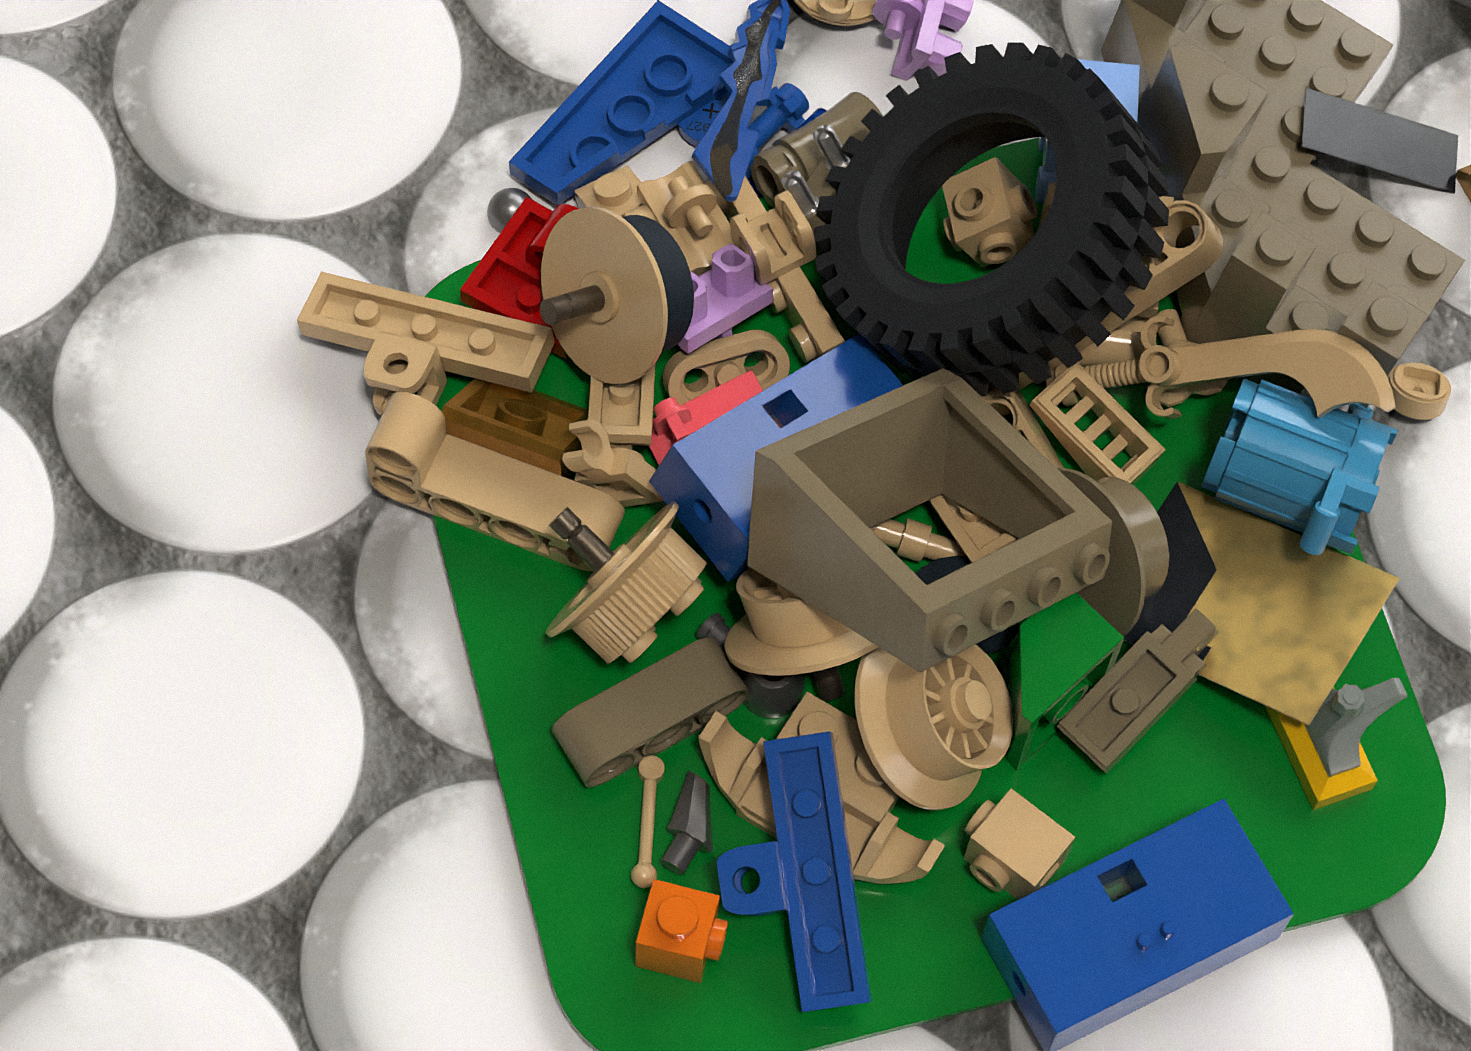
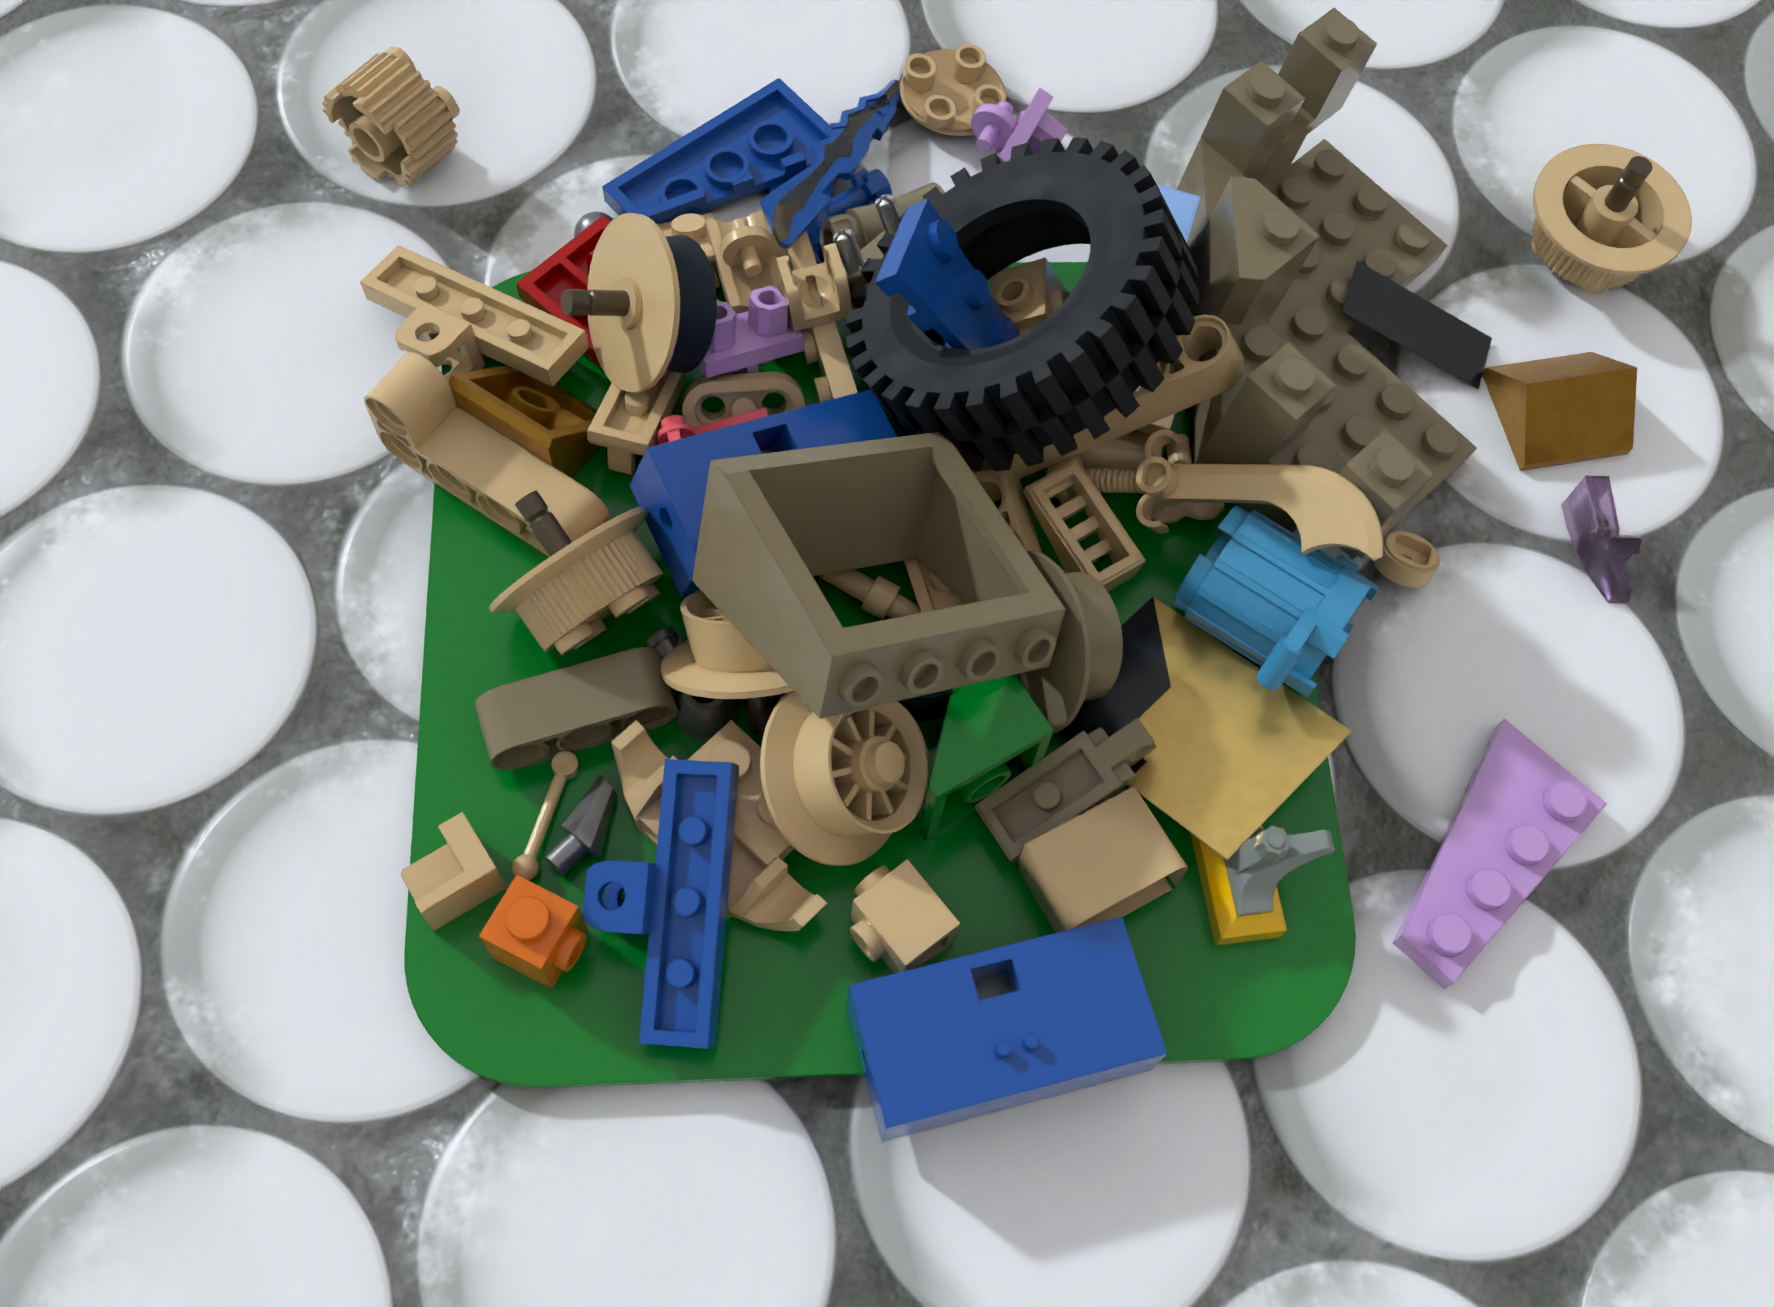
camera: 10 degrees right, 0 degrees up
(276, 134) = (393, 118): none -> tan brick
(580, 894) = (453, 876): none -> tan panel
(613, 471) = (600, 471): tan plate -> none
(916, 221) = (941, 283): none -> blue wing
(1190, 754) = (1100, 863): none -> tan piece

